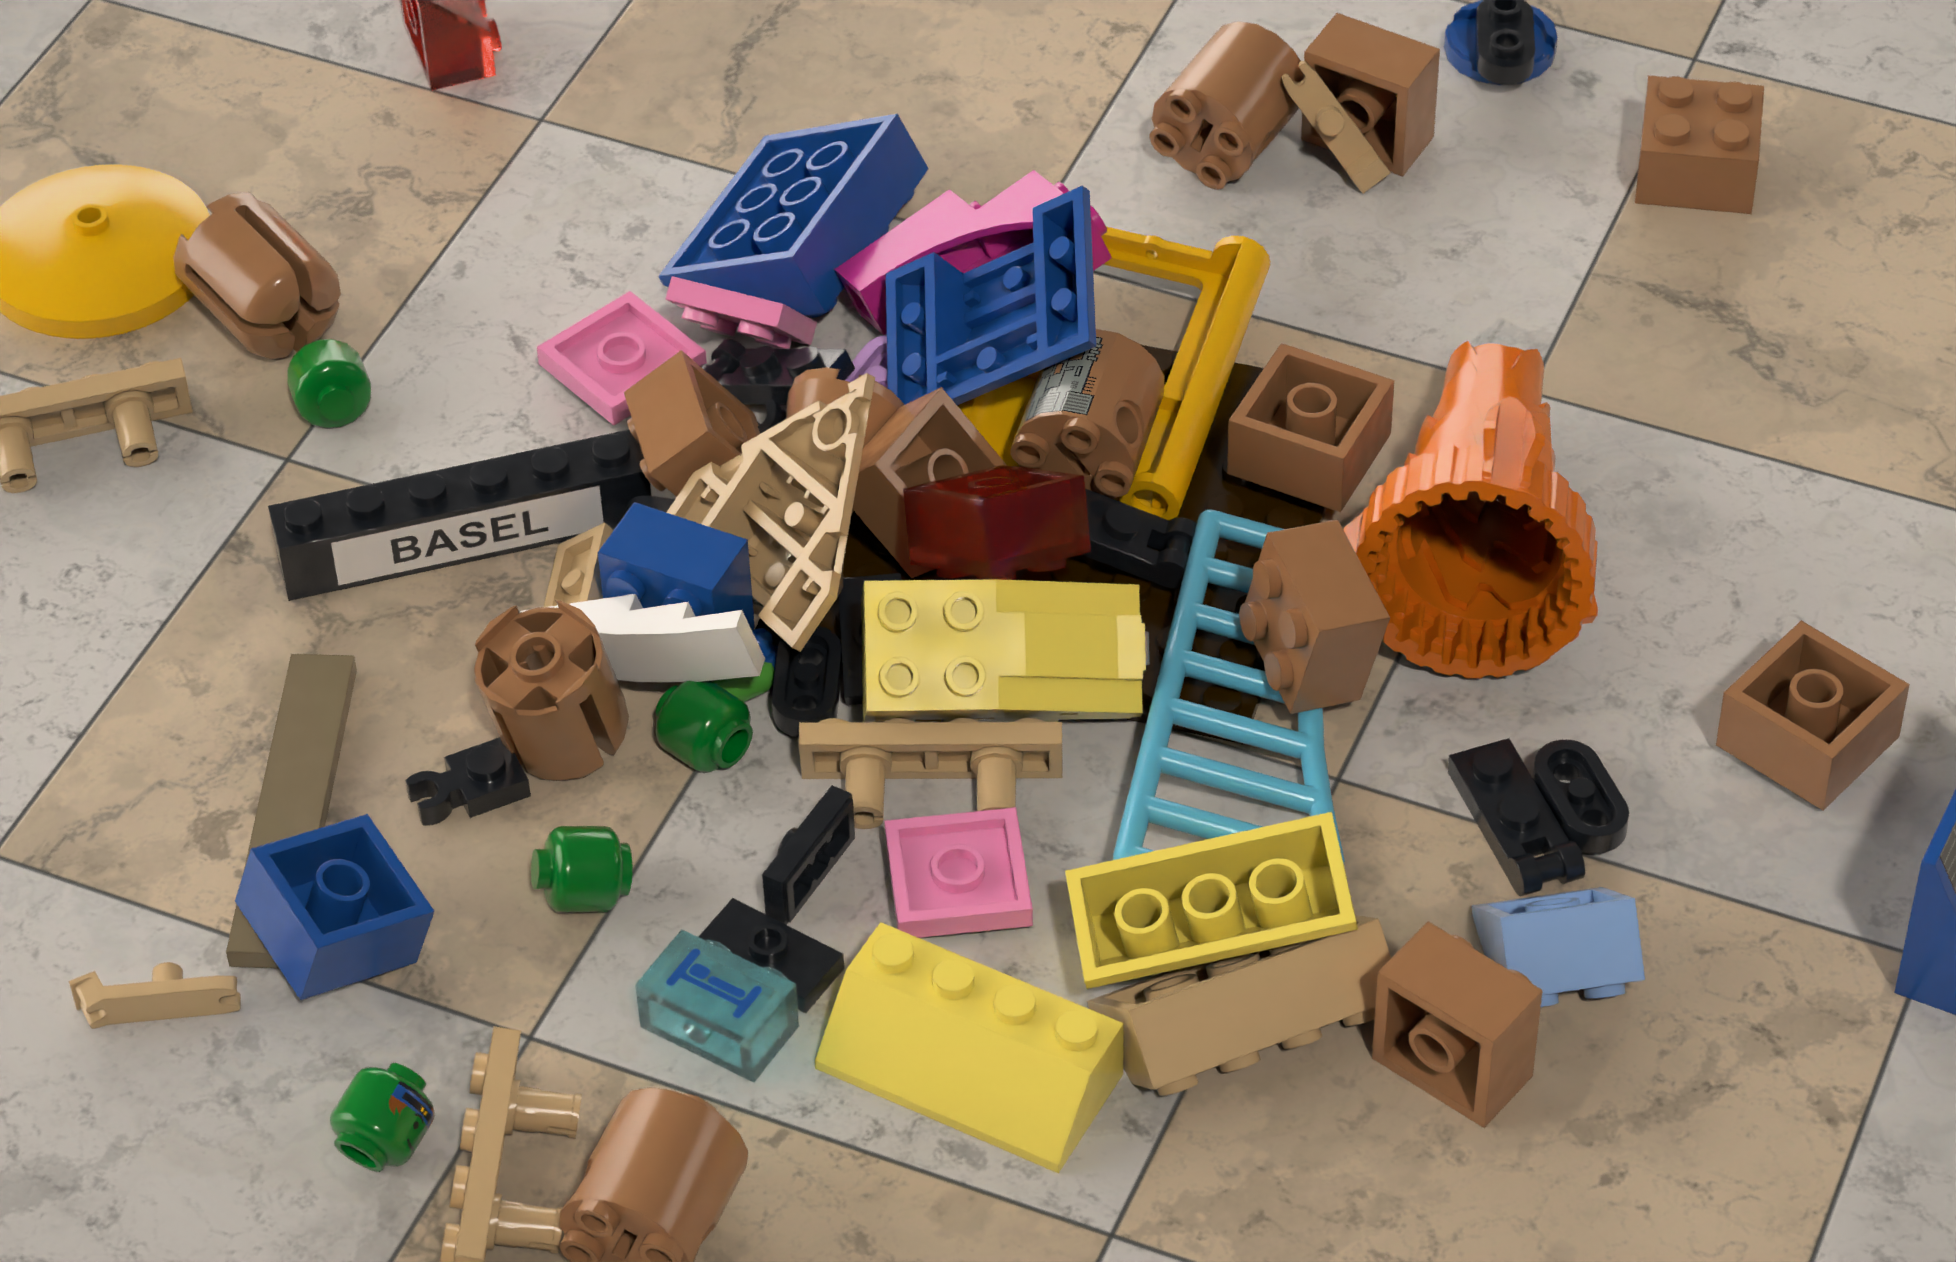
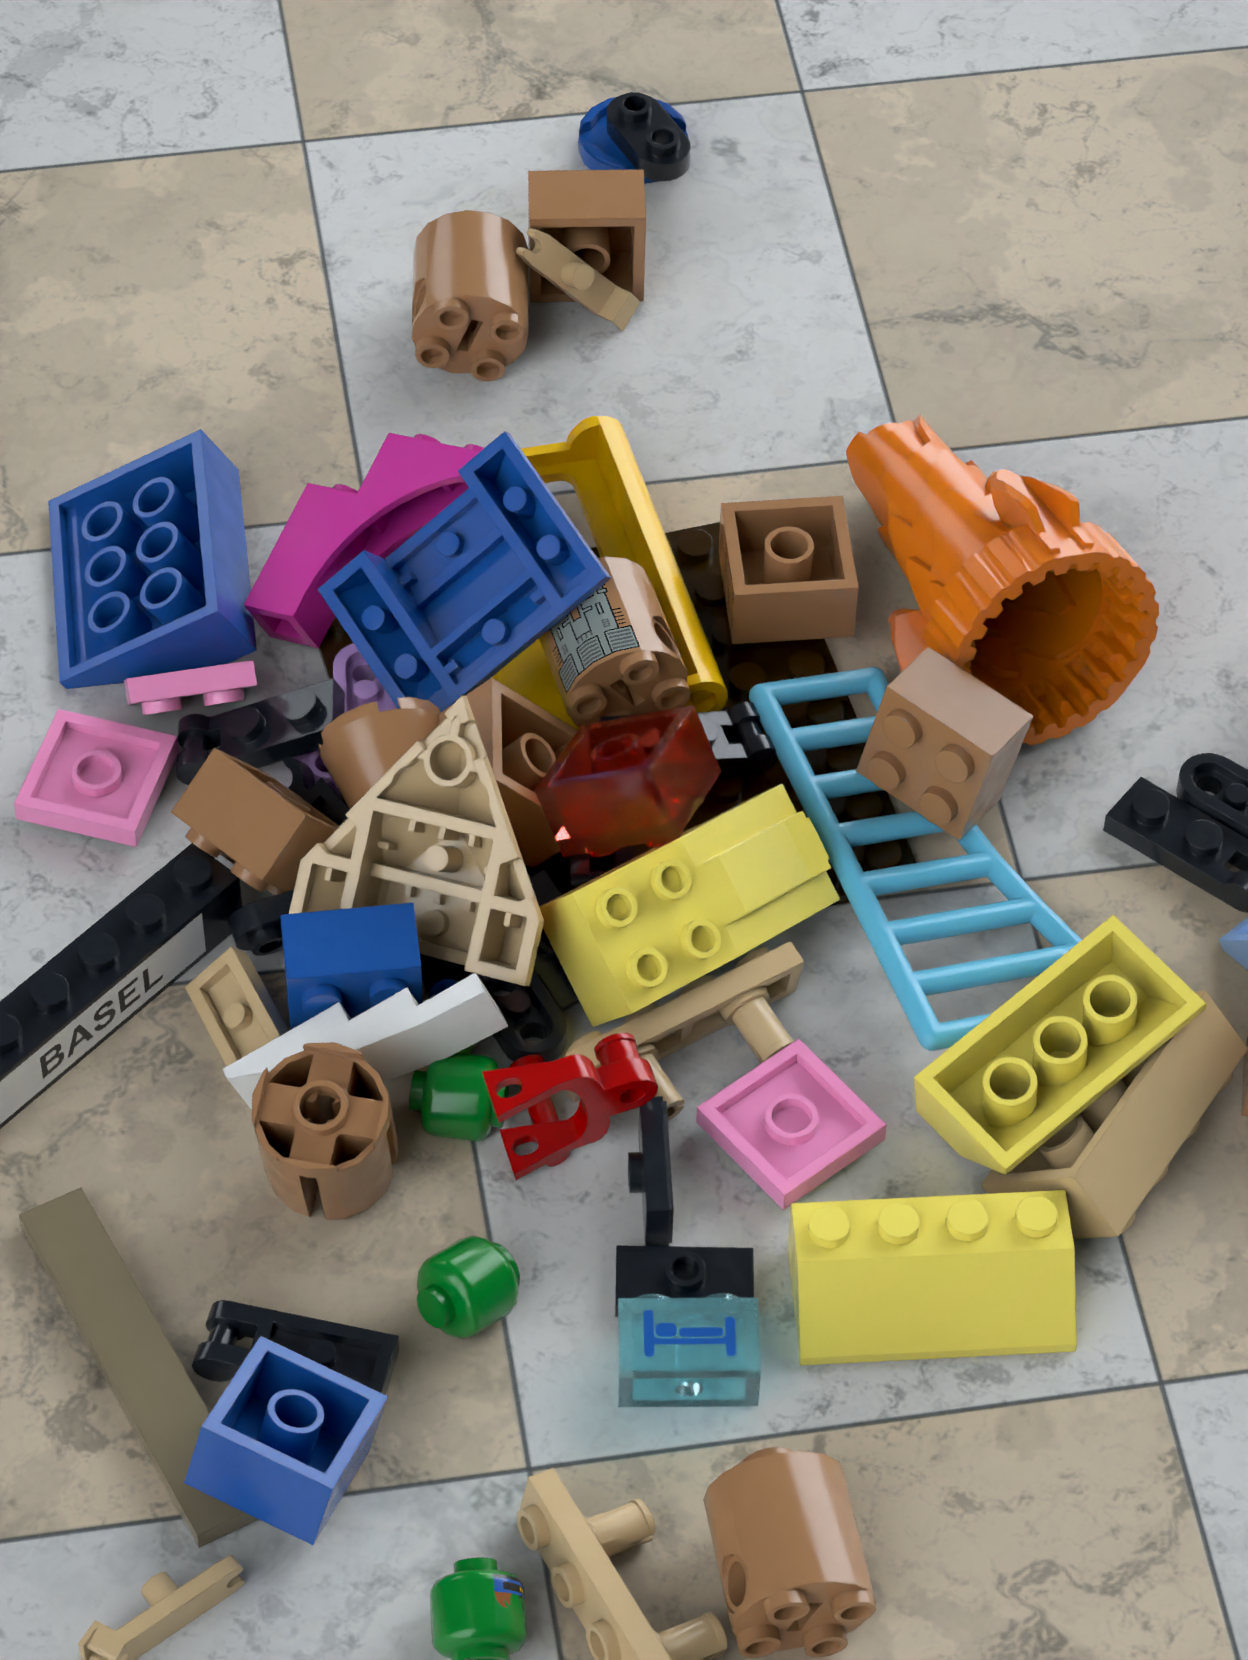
camera: 35 degrees left, 5 degrees up
(442, 871) = (347, 1349): none -> black plate
(474, 778) = (286, 1248): black plate -> none
(782, 757) = (604, 1091): none -> red piece
(1700, 144) = (883, 168): medium nougat brick -> none

